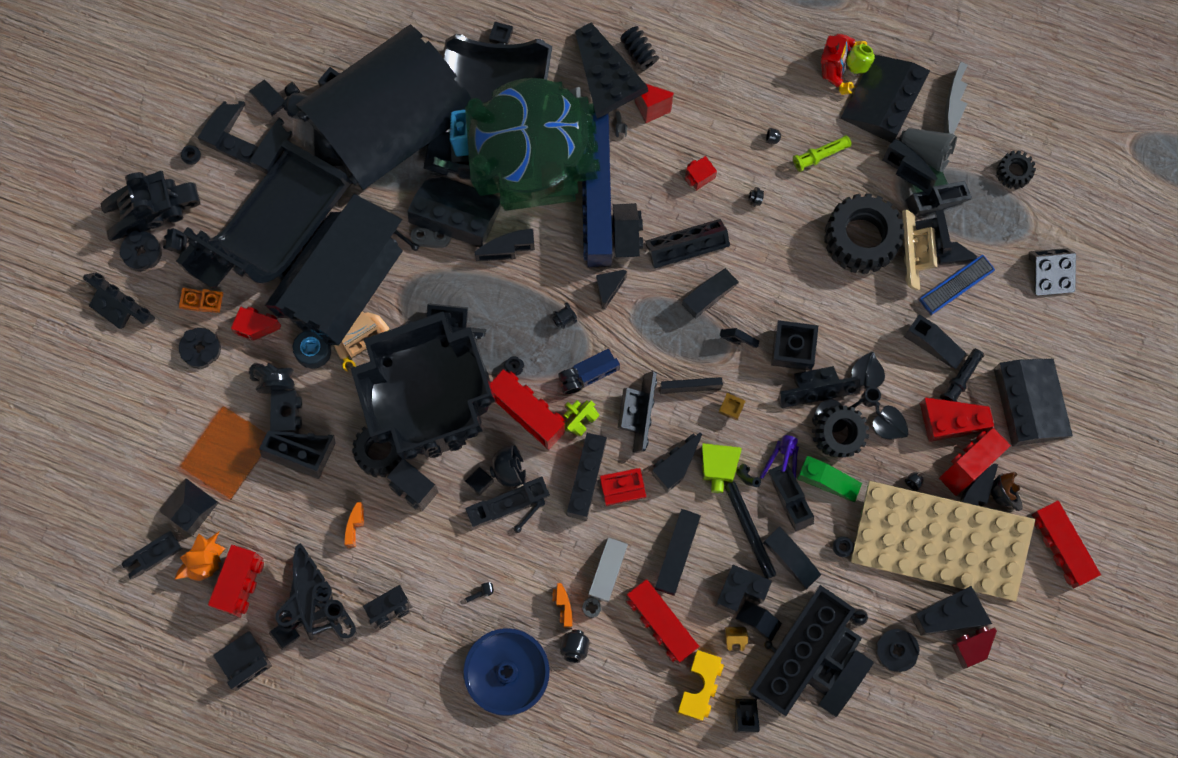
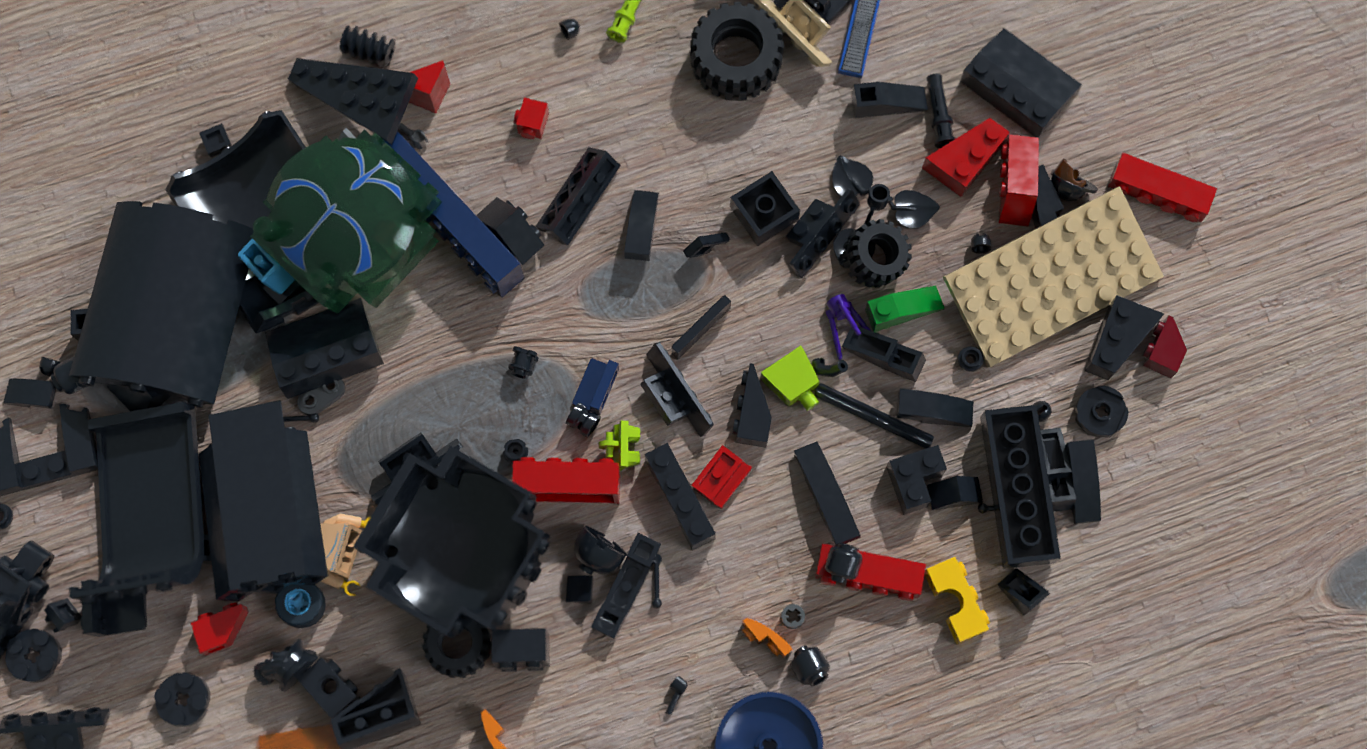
camera: 40 degrees left, 0 degrees up
(201, 300) = (142, 651): orange slope -> none
(505, 246) = (406, 341): black slope -> none
(608, 570) = (777, 567): light grey slope -> none
(609, 284) = (538, 298): black slope -> none
(648, 601) = (843, 562): none -> black head
(732, 406) = (757, 314): pearl gold tile -> none
(736, 635) = (948, 525): pearl gold tile -> none
(756, 197) = (604, 98): black plate -> none

